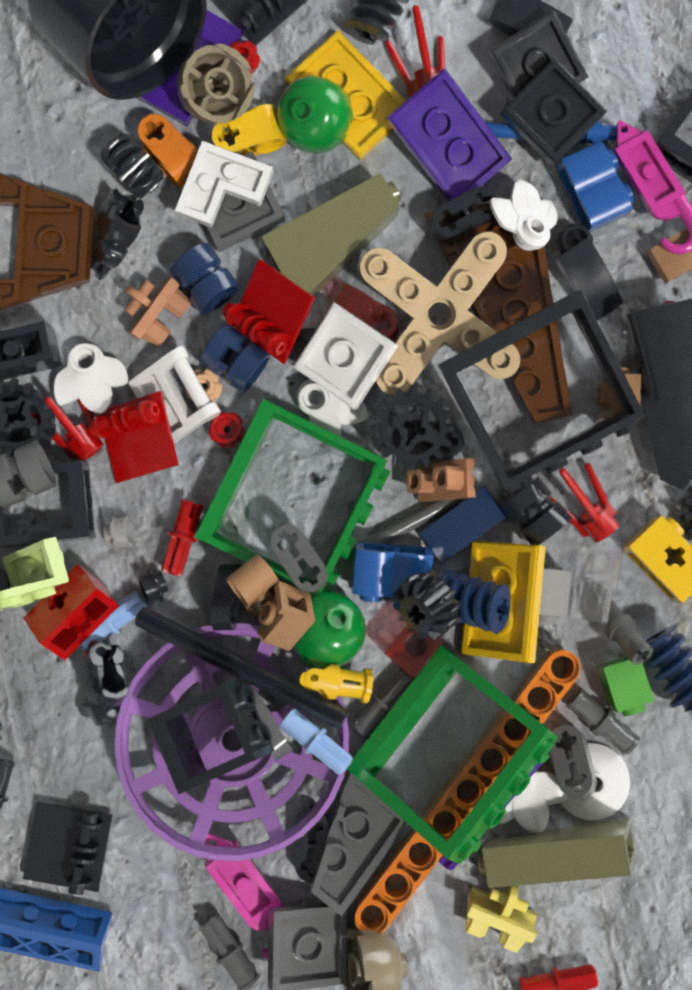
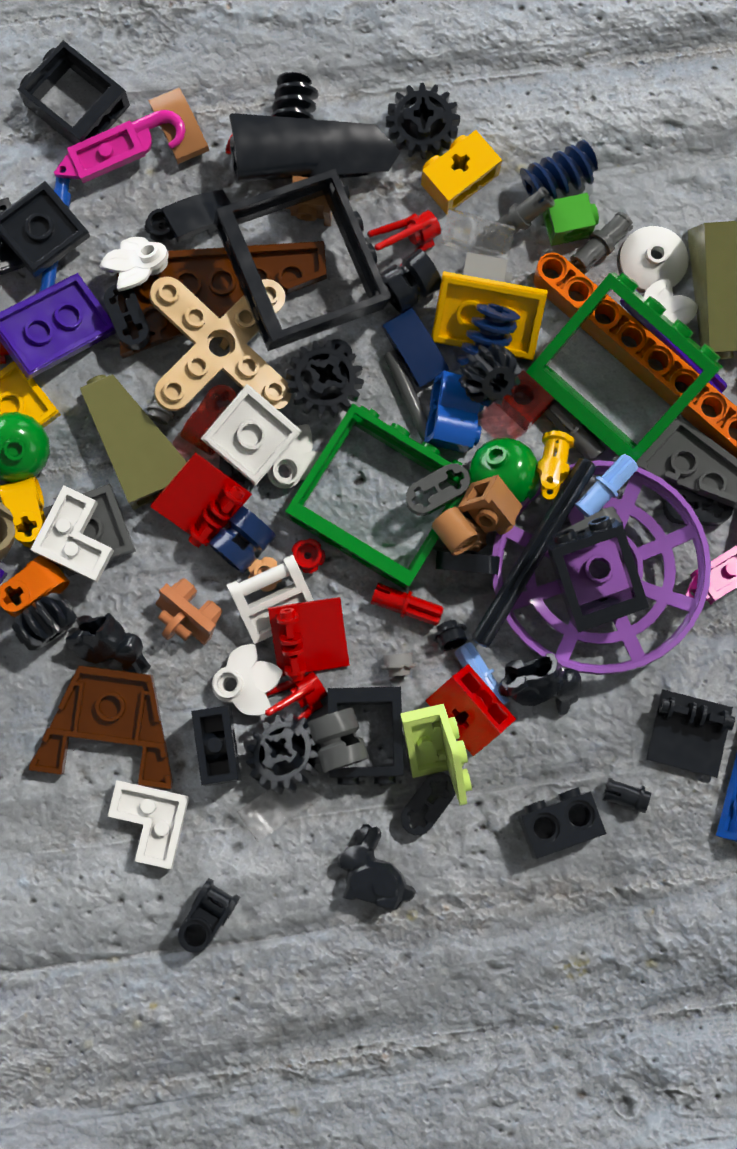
camera: 90 degrees left, 5 degrees down
(200, 273) = (161, 562): dark blue wheel -> none
(442, 480) = (375, 357): nougat hips -> none
(581, 759) = (637, 260): dark grey beam -> none
(595, 186) = (112, 201): blue brick -> none

